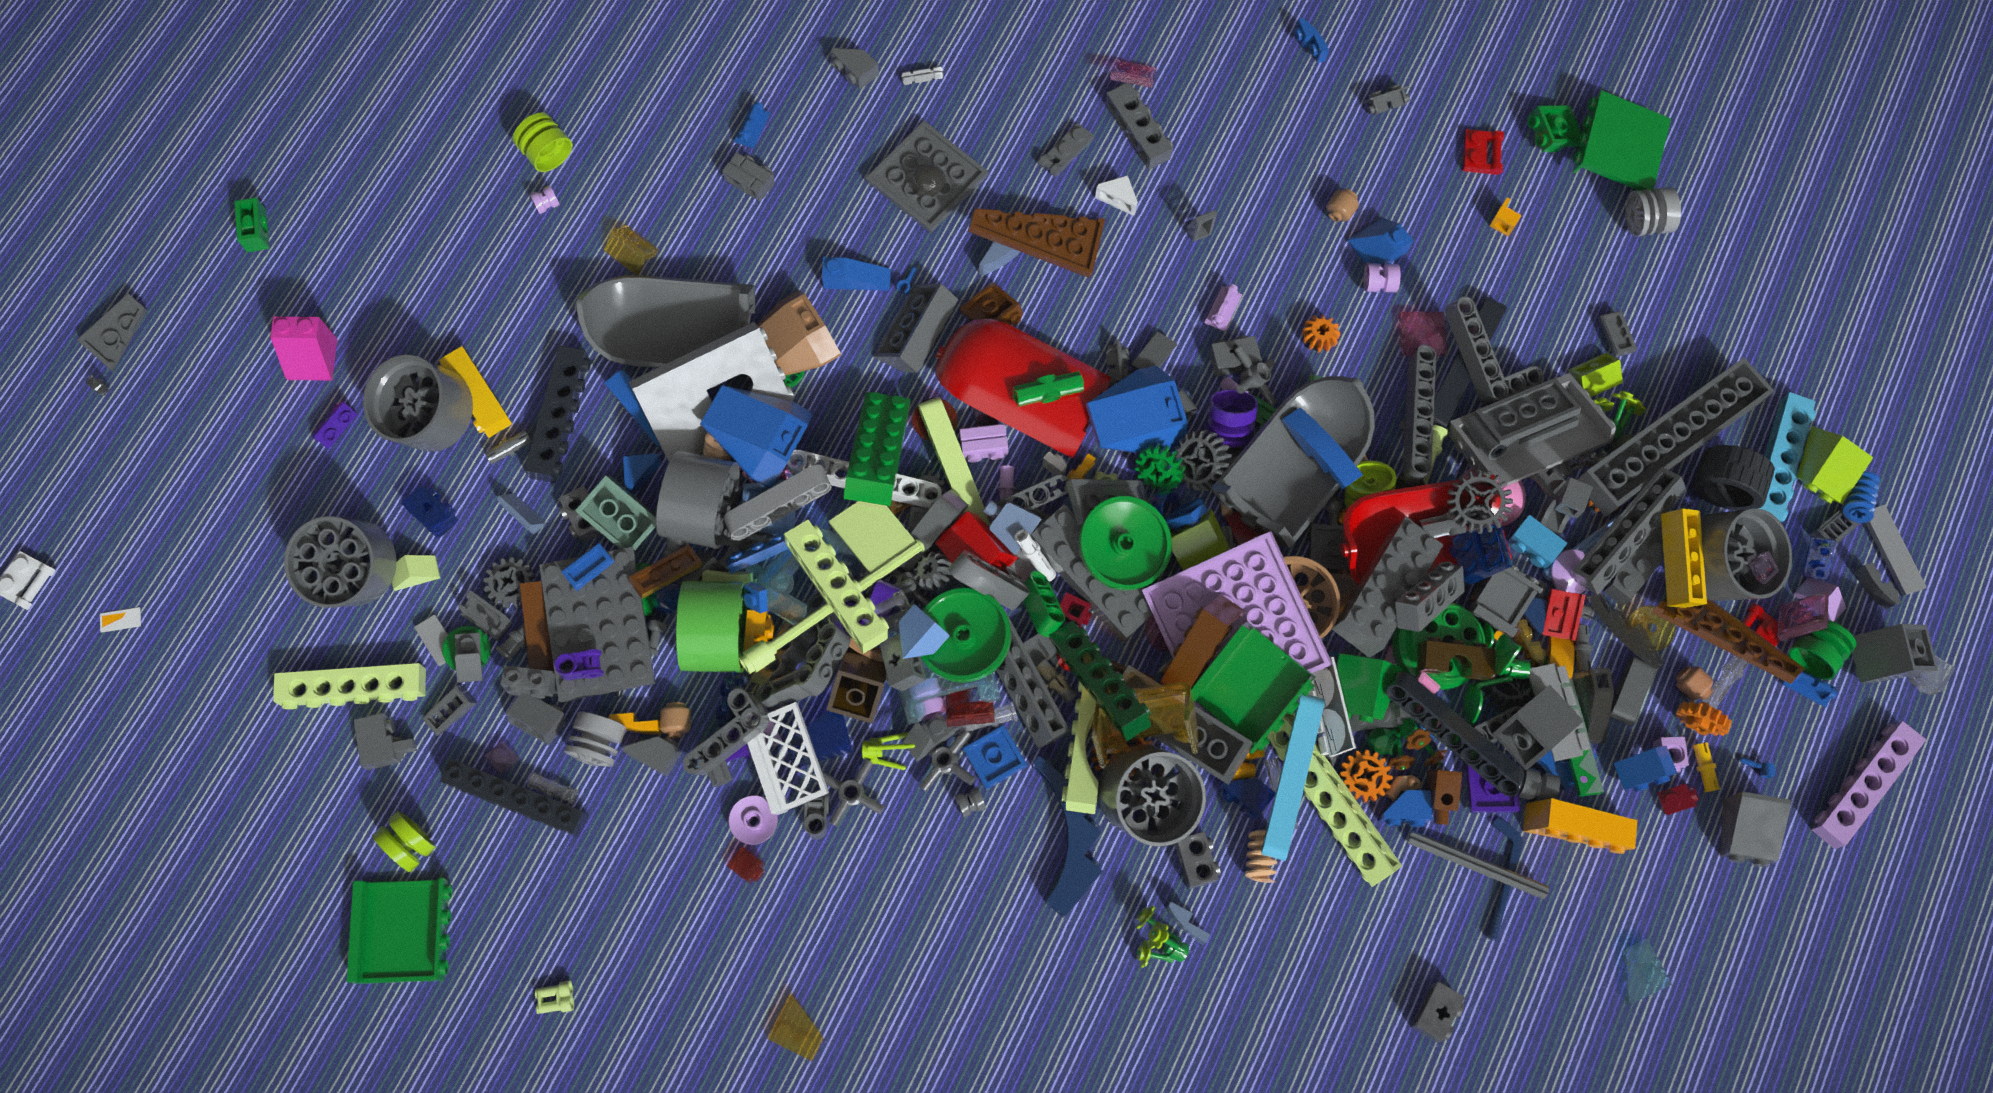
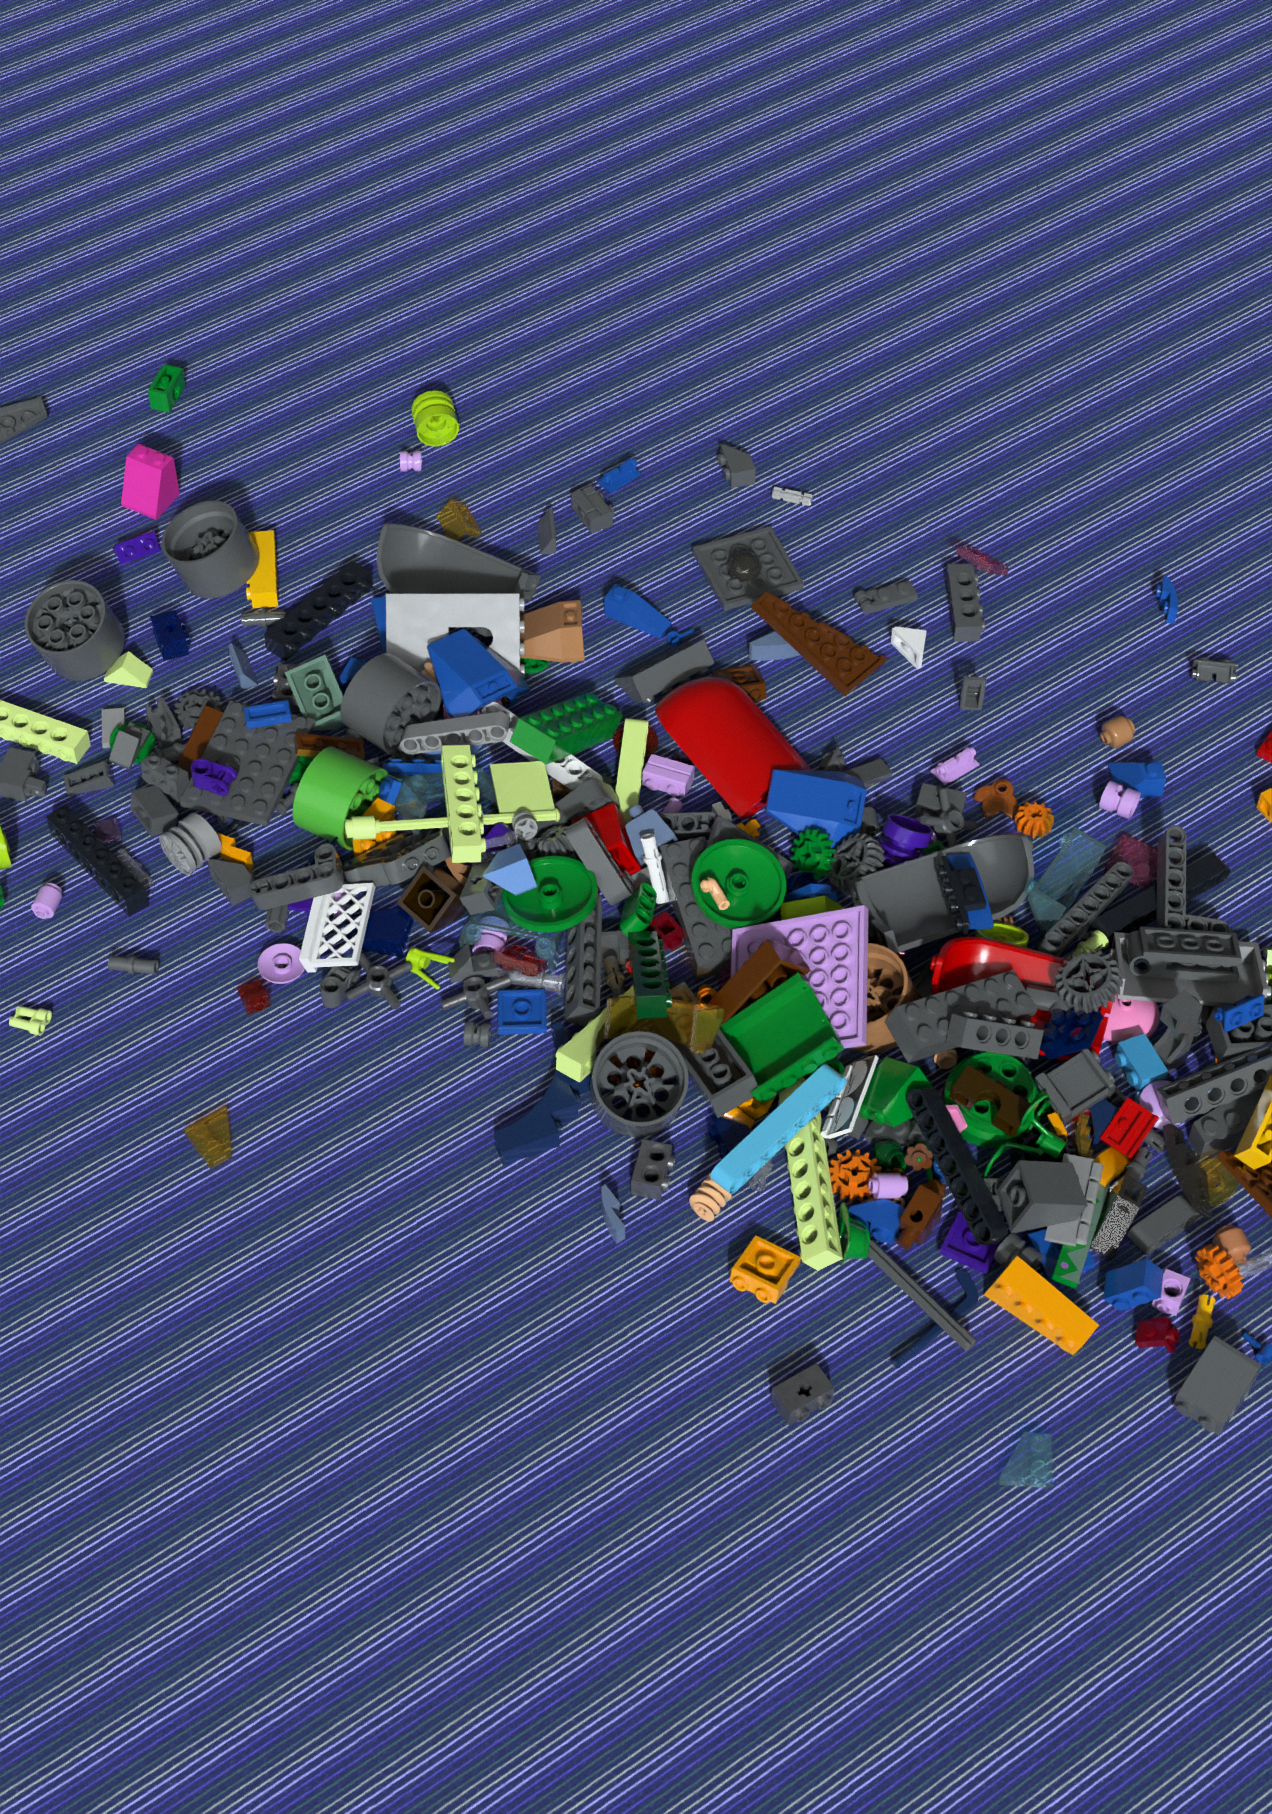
camera: 30 degrees right, 20 degrees down
(493, 866) = (47, 901): none -> lavender brick
(616, 891) = (133, 964): none -> dark grey pin
(675, 719) = (266, 861): medium nougat head -> none
(721, 223) = (547, 533): none -> dark grey slope
(900, 574) = (526, 830): none -> light grey wheel
(1048, 389) = (744, 743): green piece -> none
(1107, 561) = (711, 886): none -> light nougat arm
(1149, 663) = (704, 990): none -> light orange cone
(1174, 947) = (587, 1227): plant -> none
(1277, 328) = (997, 801): none -> dark orange plate
(1323, 457) = (963, 893): none -> black bracket
(1344, 910) = (764, 1270): none -> light orange plate
(1387, 424) = (1064, 879): none -> clear light blue windscreen
(1399, 839) = (853, 1236): none -> green piece
(1404, 777) = (888, 1185): none -> lavender brick
(1611, 474) = (1241, 1013): none -> blue hinge

